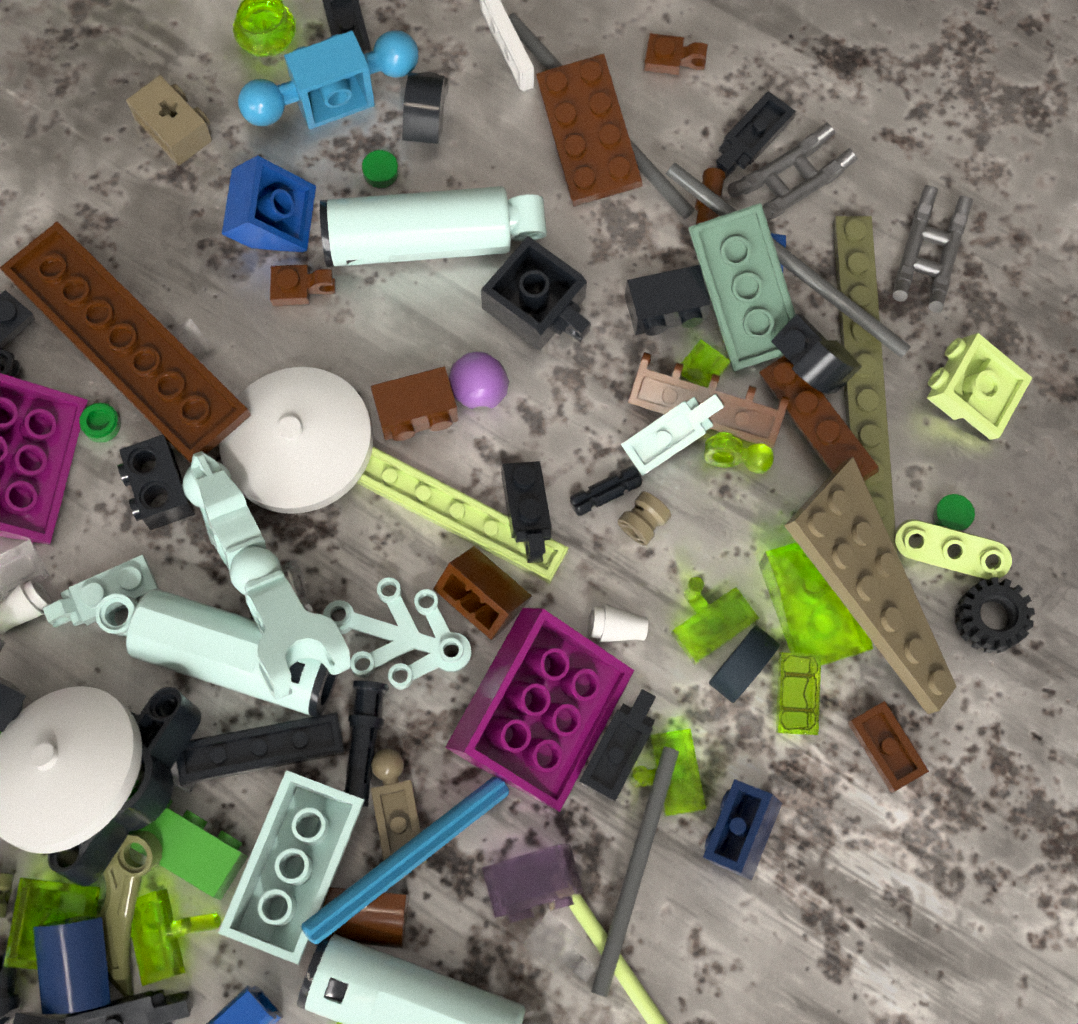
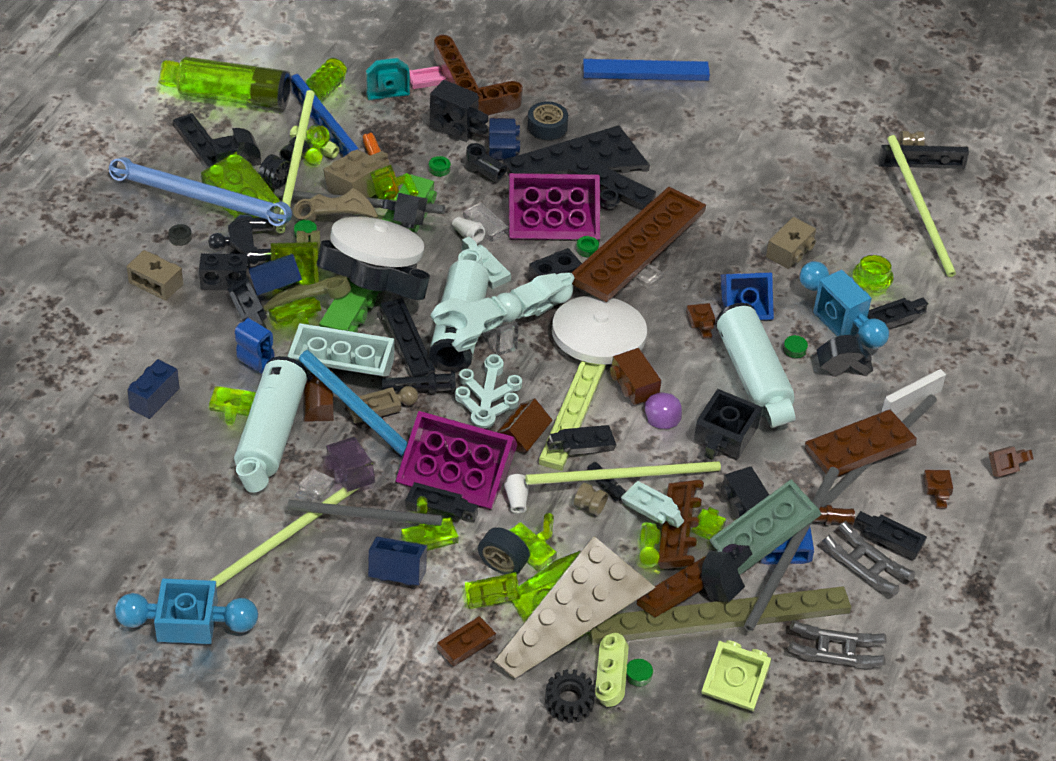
camera: 80 degrees right, 25 degrees down
(606, 468) = (622, 473): none -> yellowish green piece

